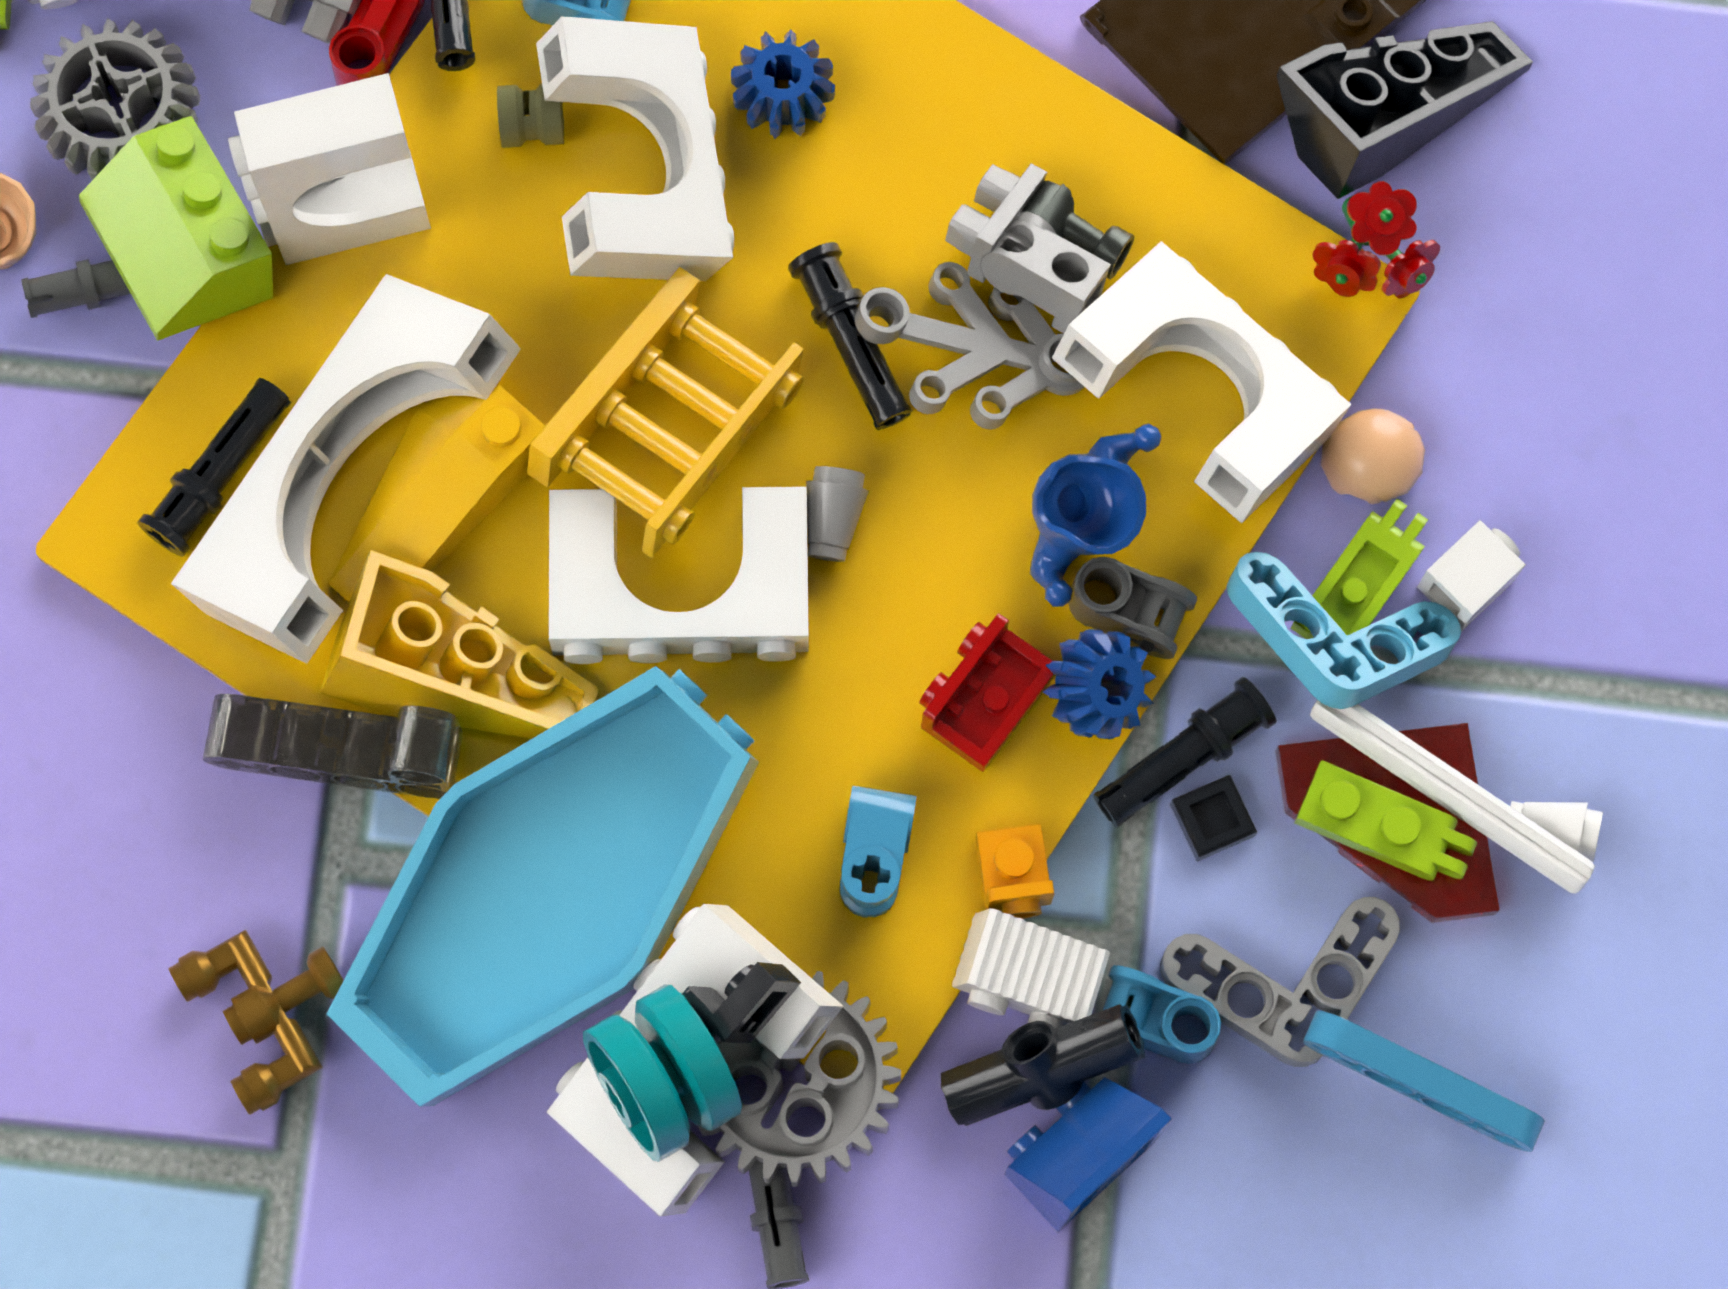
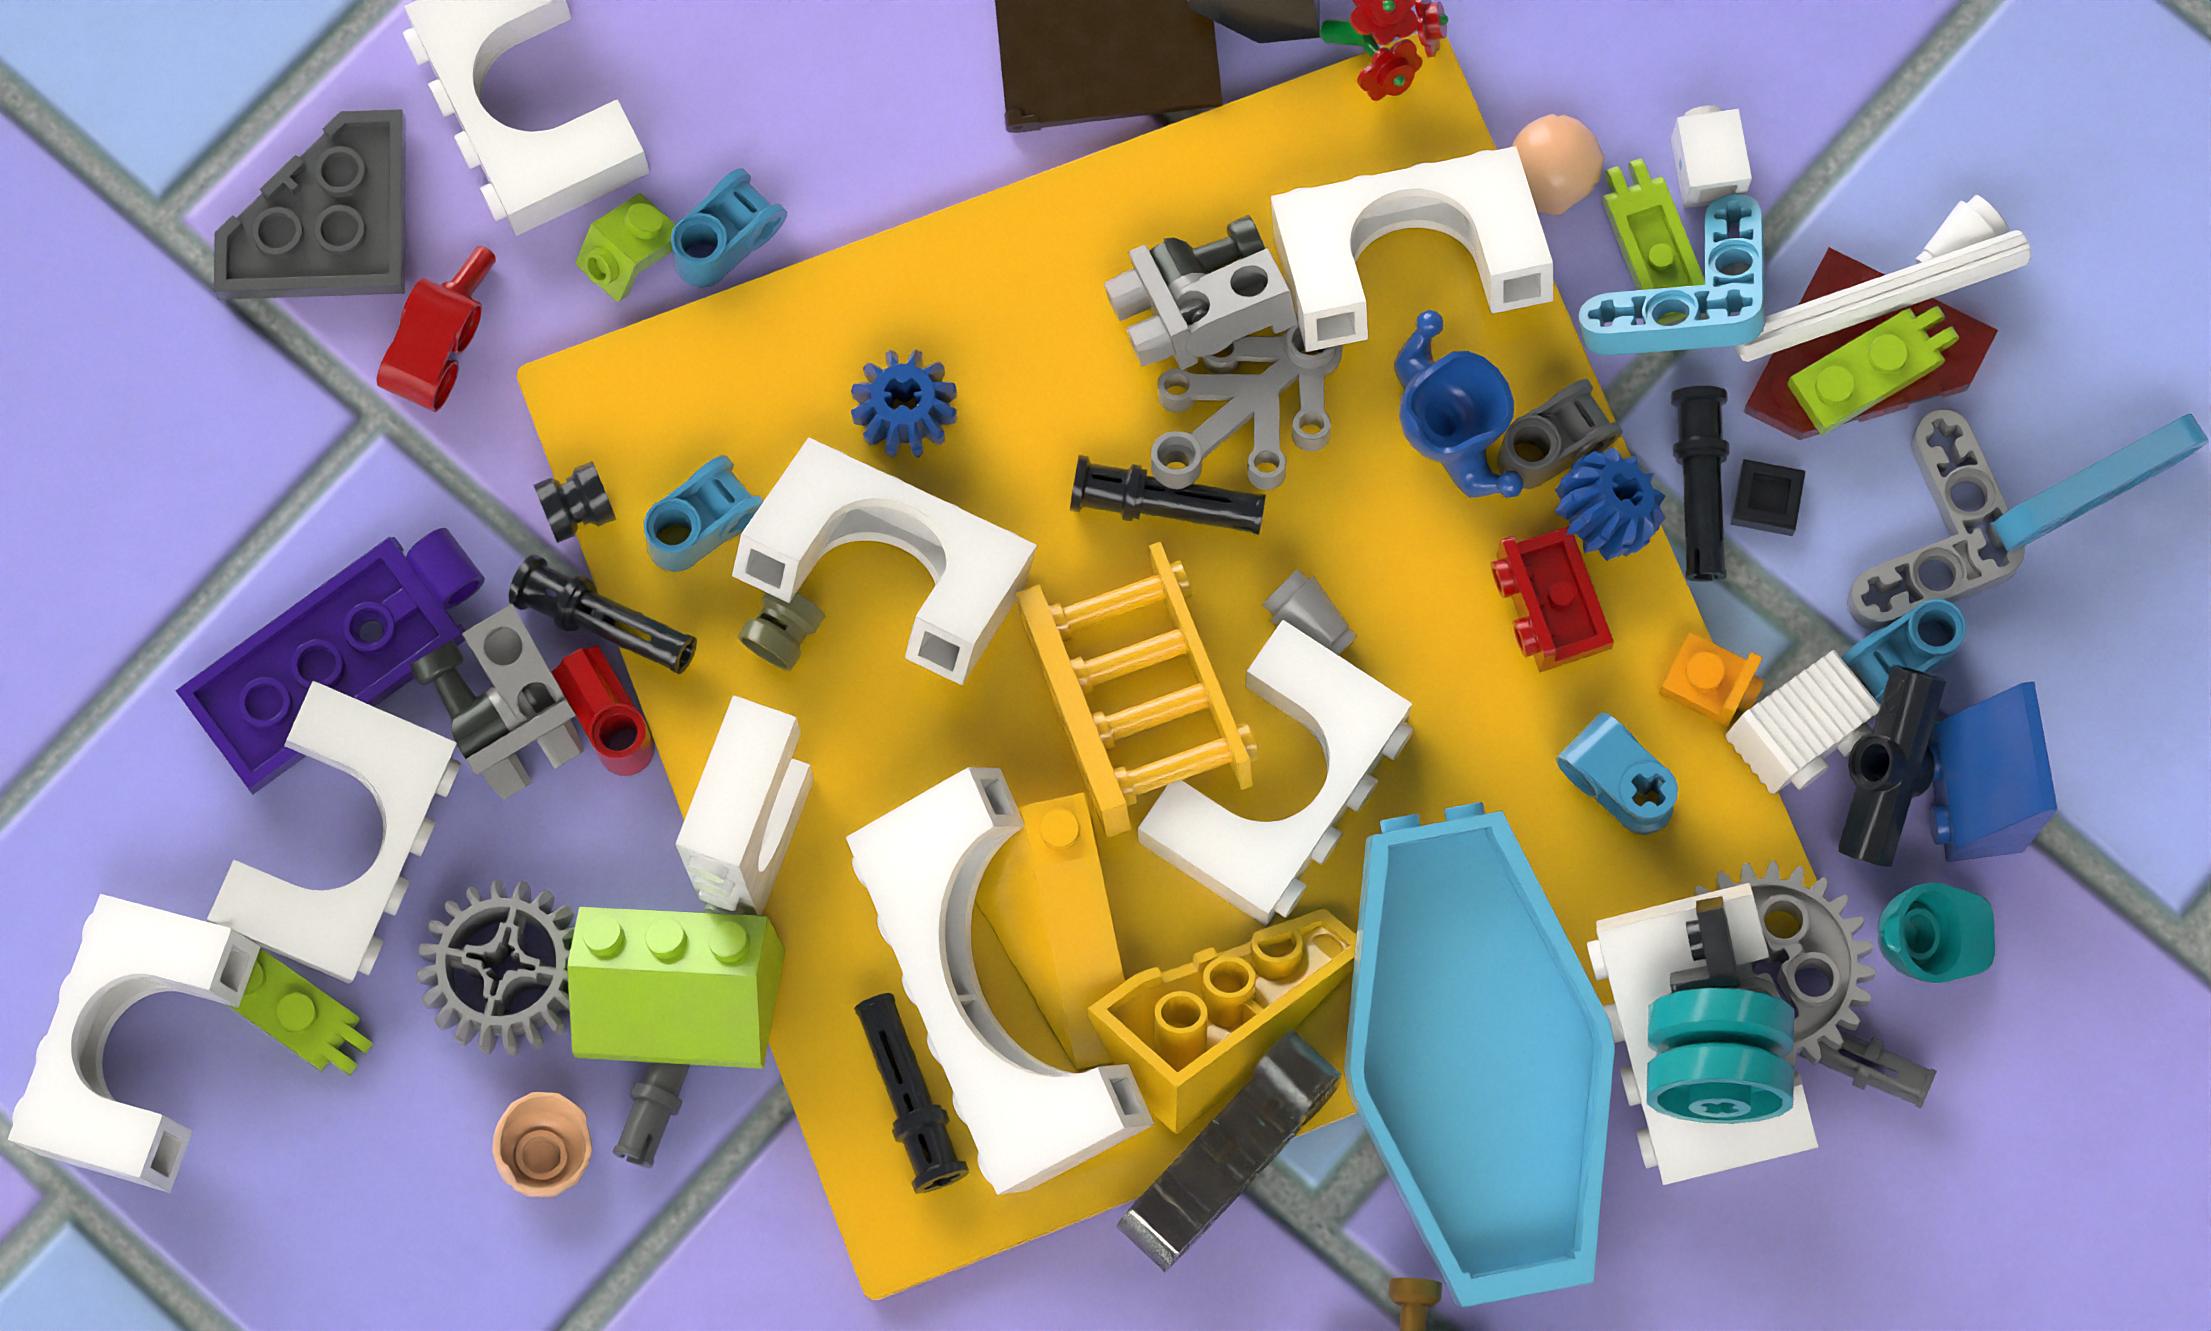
camera: 50 degrees left, 0 degrees up
(927, 1203) = (1937, 933): none -> teal piece

